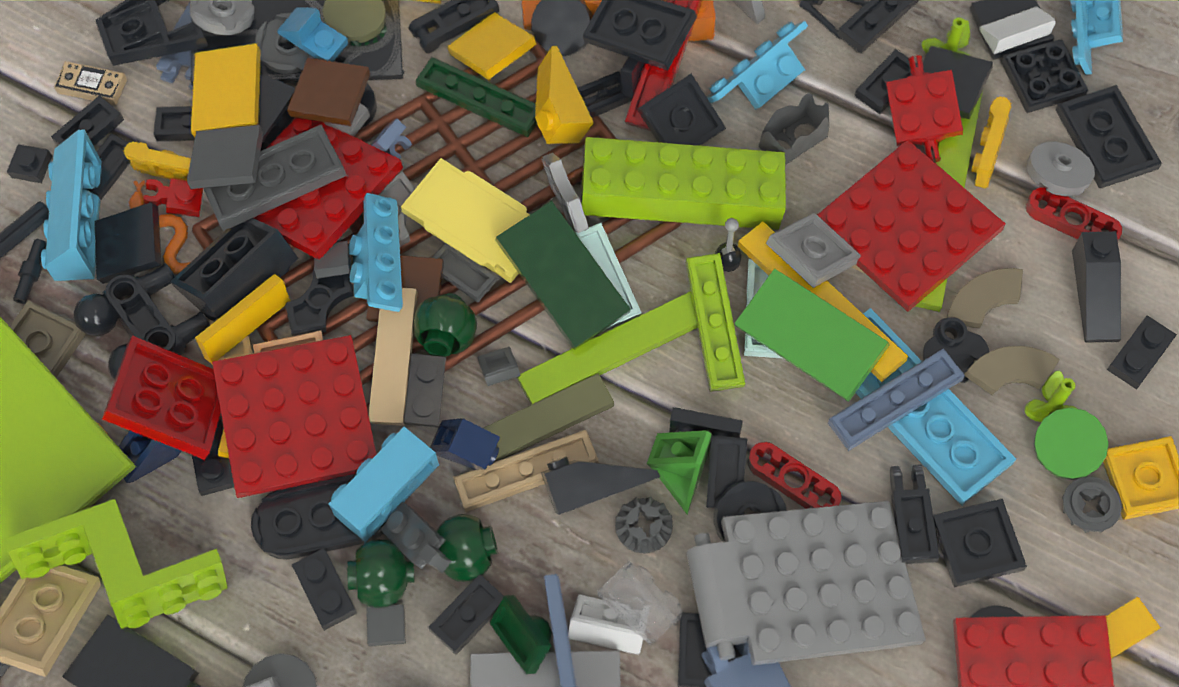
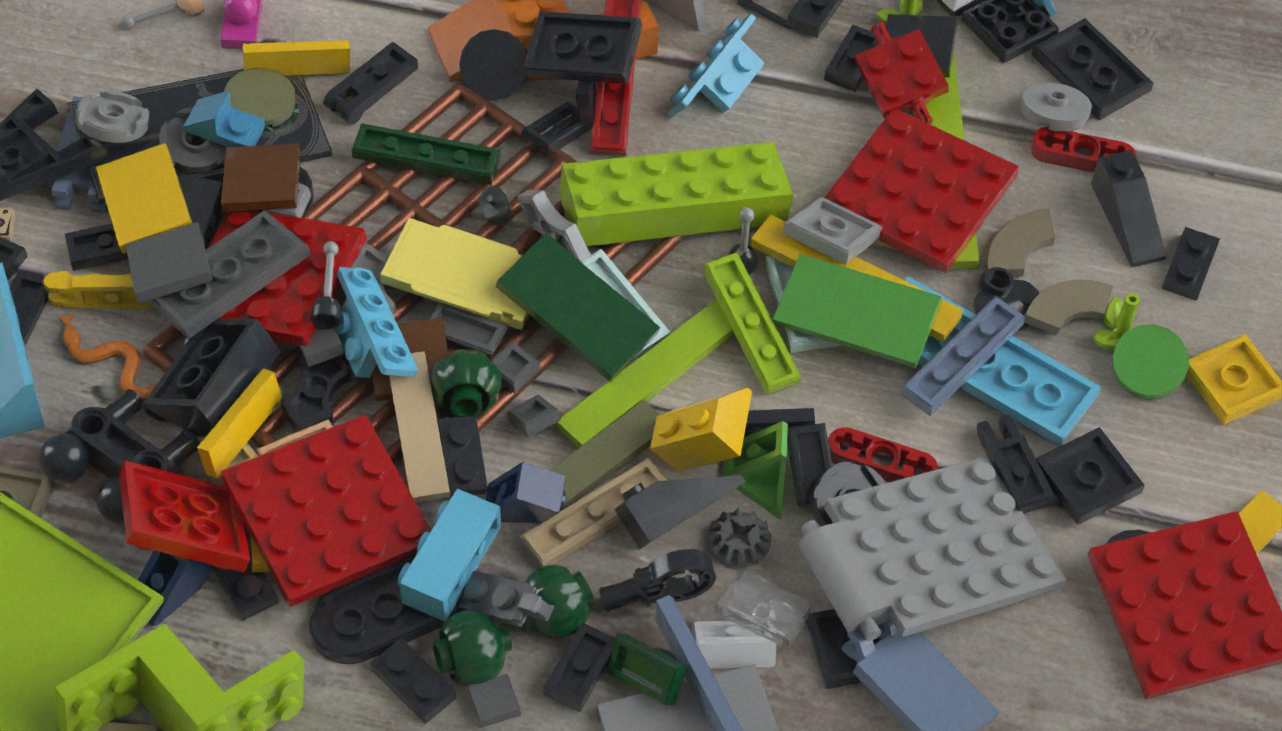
camera: 20 degrees left, 10 degrees down
(127, 242) = (76, 378): black tile -> none
(177, 196) = (119, 319): red plate -> none
(342, 231) = (325, 310): none -> black hinge
(390, 136) = (344, 209): sand blue tile -> none
(491, 45) = (422, 101): yellow tile -> none
(494, 317) = (516, 366): none -> dark grey tile
(523, 160) = (495, 205): none -> pearl dark grey piece
(559, 105) = (517, 139): yellow slope -> none
(560, 551) = (658, 580): none -> black pin
(638, 417) = (702, 431): none -> yellow slope
(682, 115) = (651, 127): black tile -> none
(791, 117) = (767, 108): dark grey piece -> none
(991, 140) = (978, 93): yellow hinge -> none
(1090, 488) = (1181, 401): dark grey gear -> none

